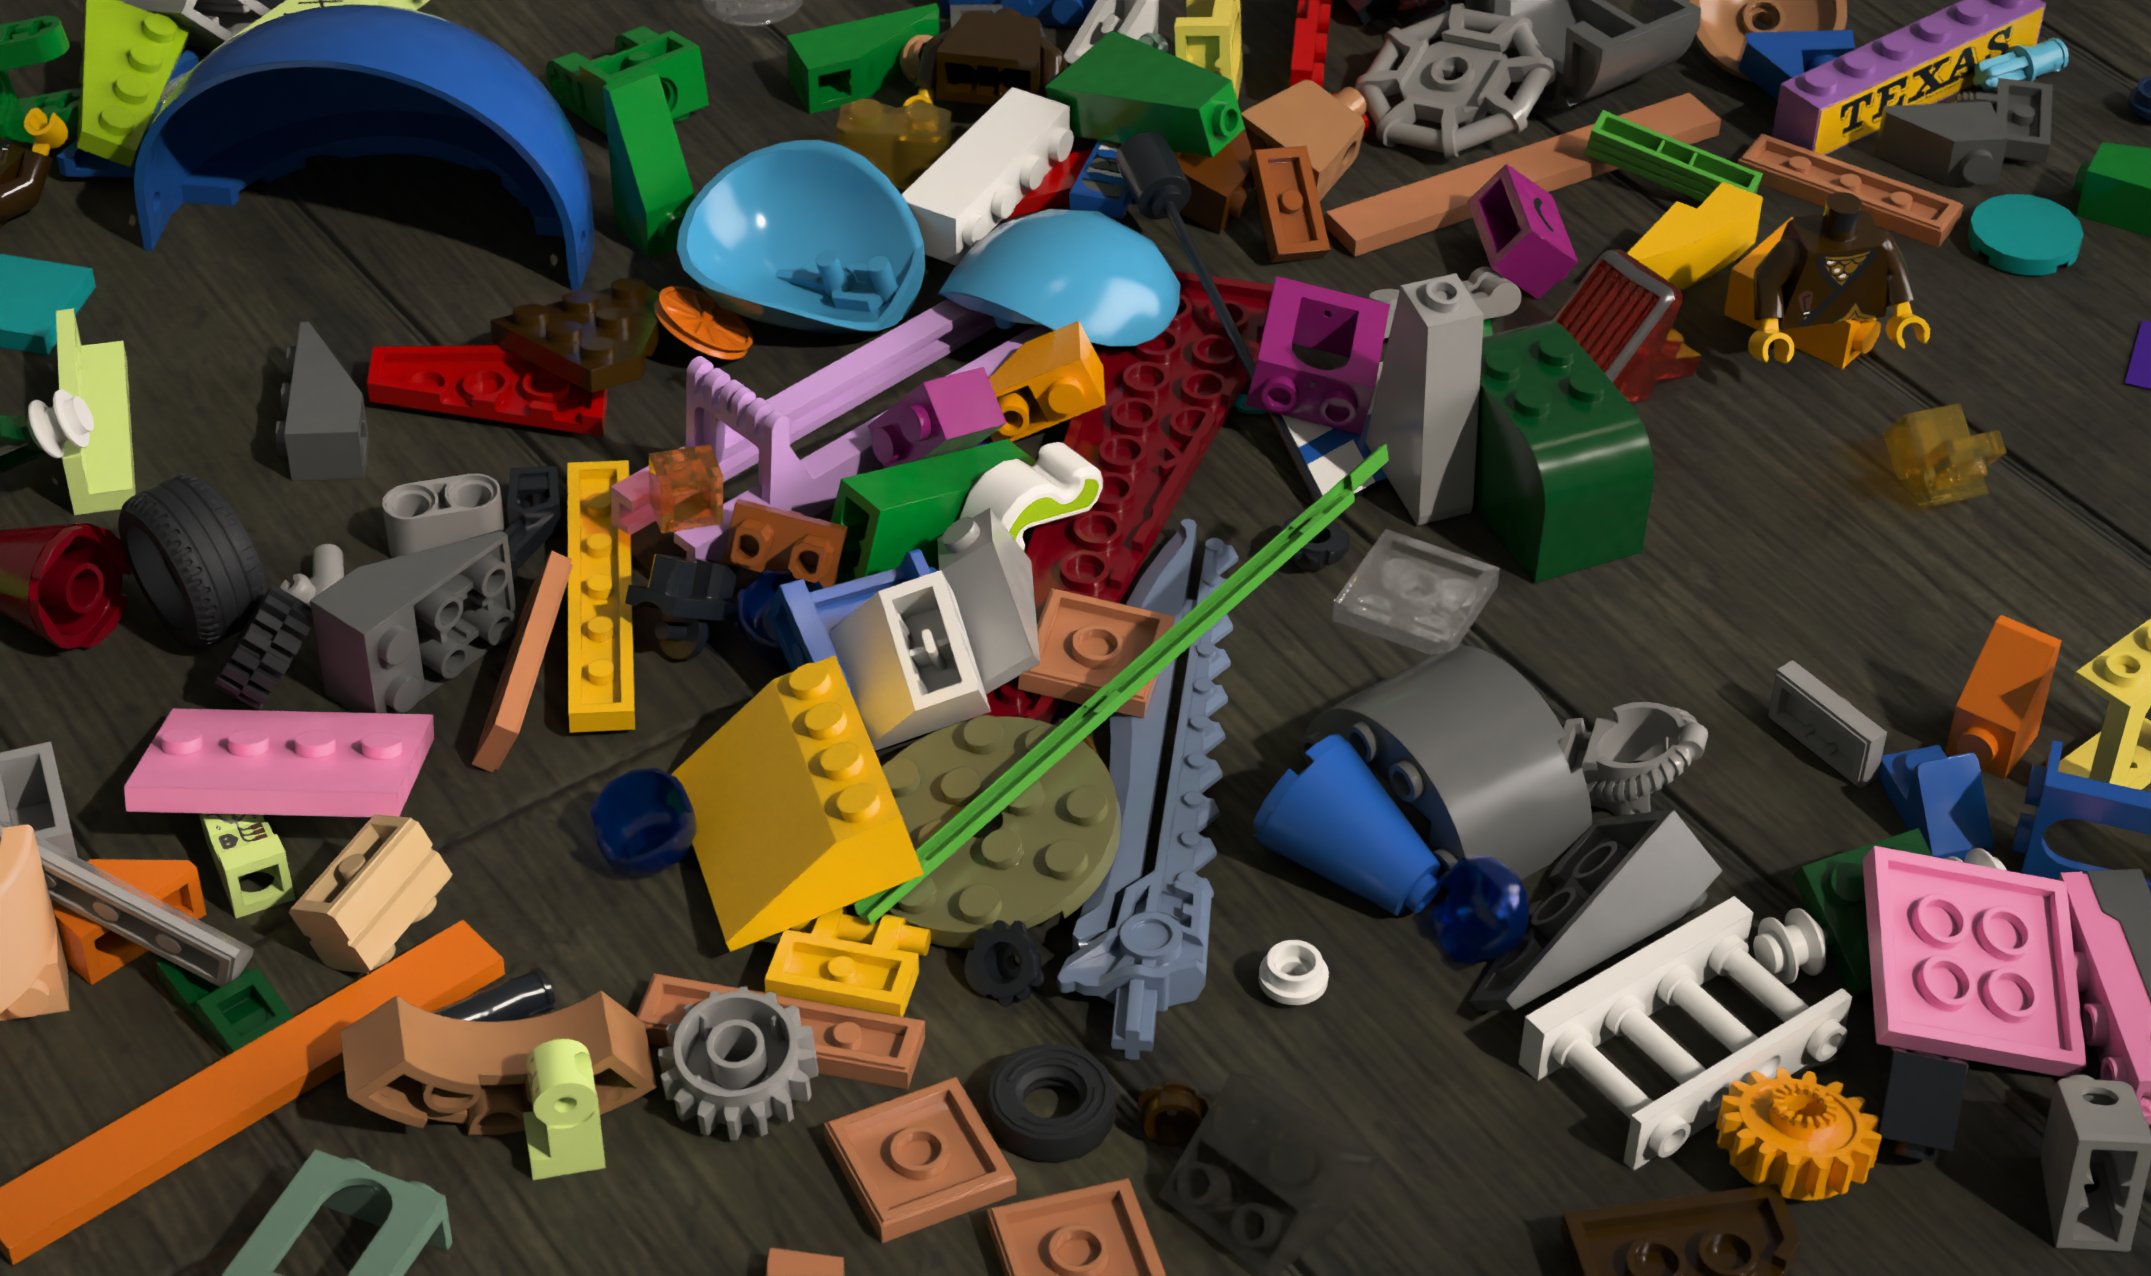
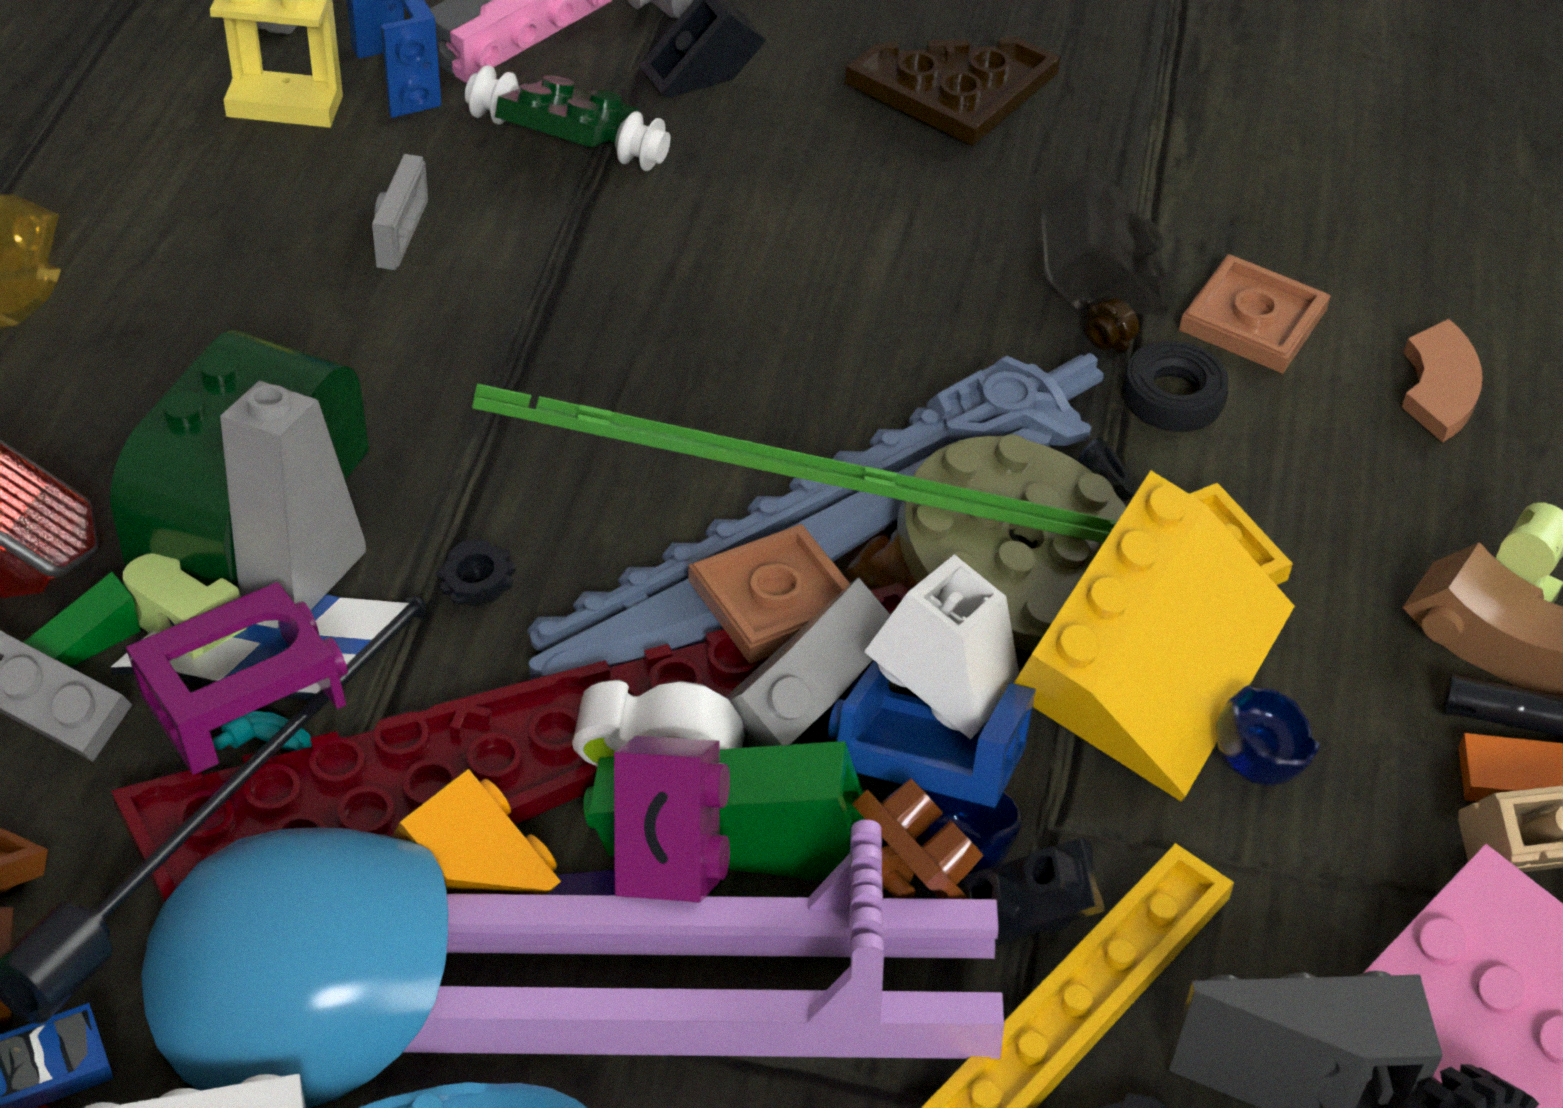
camera: 135 degrees left, 5 degrees up
(523, 663) = (1260, 945): nougat tile -> none
(686, 488) = (966, 921): clear orange plate -> none
(772, 1068) = (1367, 526): light grey gear -> none
(846, 1039) = (1320, 573): nougat tile -> none
(919, 1159) = (1290, 422): nougat tile -> none
(1293, 973) = (932, 339): white plate -> none
(1348, 830) = (796, 368): blue cone -> none
(1415, 593) = (476, 481): clear plate -> none
(1472, 755) = (662, 348): dark grey cylinder -> none
(1482, 912) = (785, 266): clear blue hair -> none
(1610, 892) = (707, 232): dark grey wedge -> none
(1634, 734) = (549, 313): light grey piece -> none
(1670, 975) = (763, 183): white fence -> none
(1797, 1135) = (800, 73): light orange gear -> none
(1939, 798) = (412, 135): blue slope -> none
(1972, 962) = (586, 48): bright pink plate -> none
(2004, 696) = (305, 128): orange slope -> none

